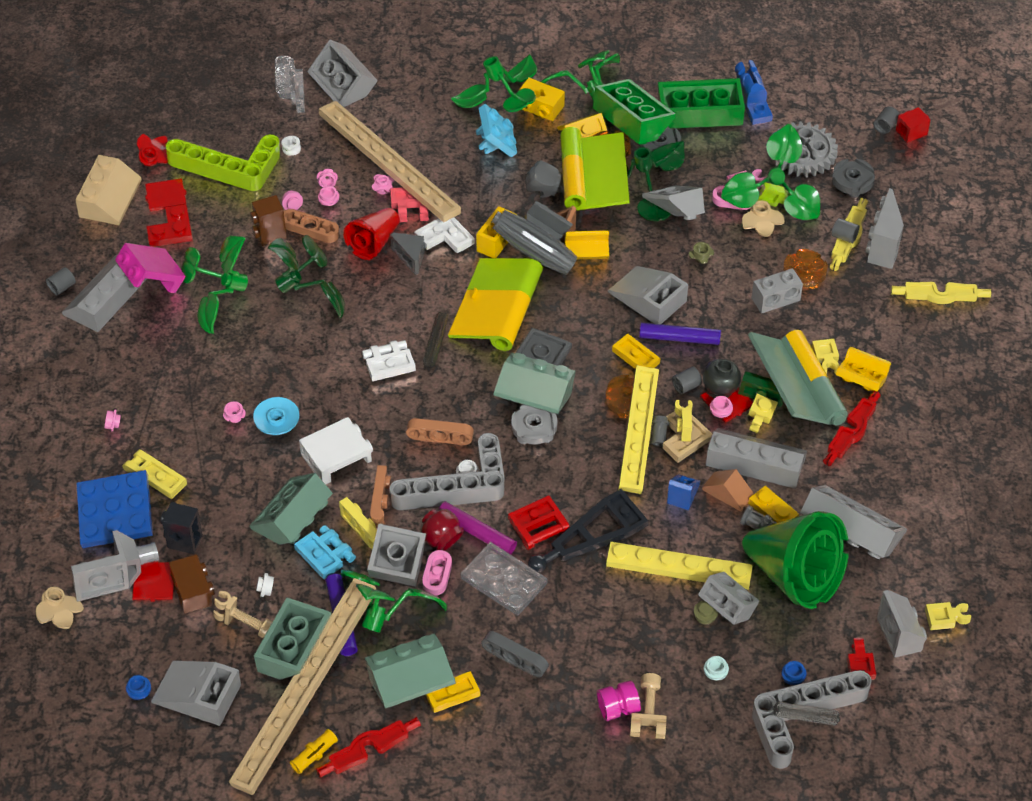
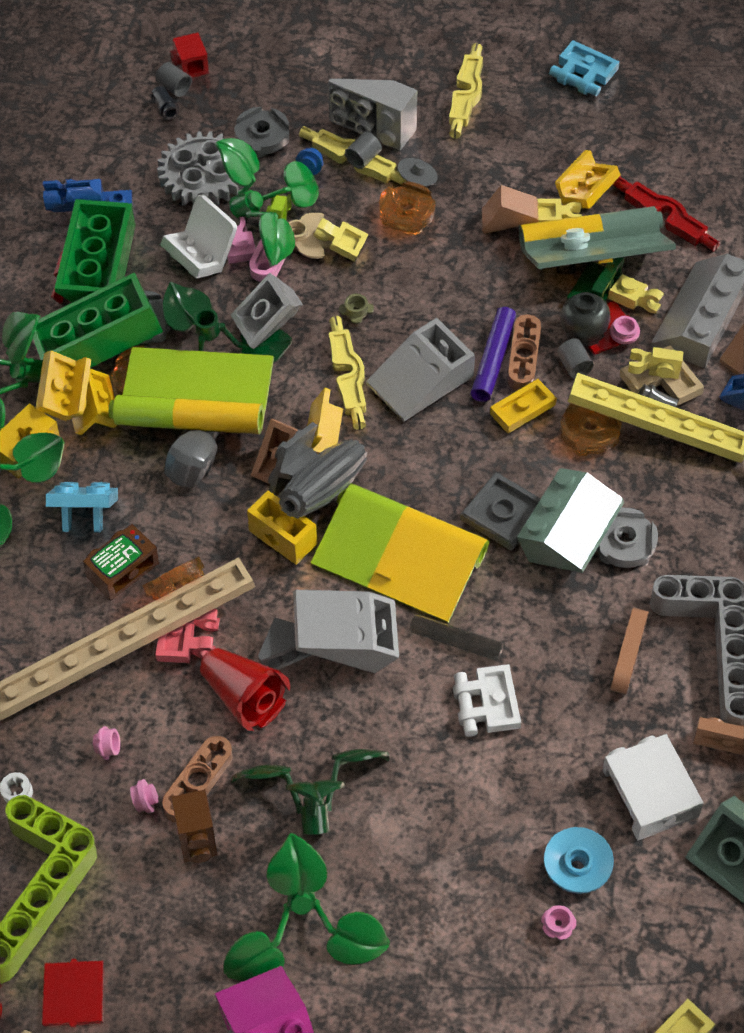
camera: 80 degrees left, 5 degrees up
(173, 232) = (157, 979): red plate -> none
(328, 196) = (143, 745): bright pink plate -> none
(382, 184) = (138, 675): bright pink plate -> none
(419, 268) = (347, 627): none -> light grey slope
(444, 184) = (165, 583): none -> clear orange plate
(450, 231) = (254, 605): white plate -> none
(457, 161) = (121, 561): none -> brick
(466, 467) = (697, 628): white plate -> none
(580, 101) = (63, 386): none -> yellow bracket
(655, 253) = (349, 384): none -> light yellow piece
(694, 346) = (519, 342): none -> nougat beam
(727, 156) = (205, 240): none -> white bracket
(760, 235) = (345, 240): none -> light yellow plate
(777, 290) = (445, 239): light grey brick -> none
(791, 361) = (575, 239): none -> light aqua plate
(816, 324) = (508, 210): none -> nougat slope
(831, 206) = (312, 159): none -> blue plate
(843, 271) = (417, 171): none -> dark grey piece
(858, 122) = (166, 106): none -> black pin
(995, 364) = (587, 62): none -> medium azure plate

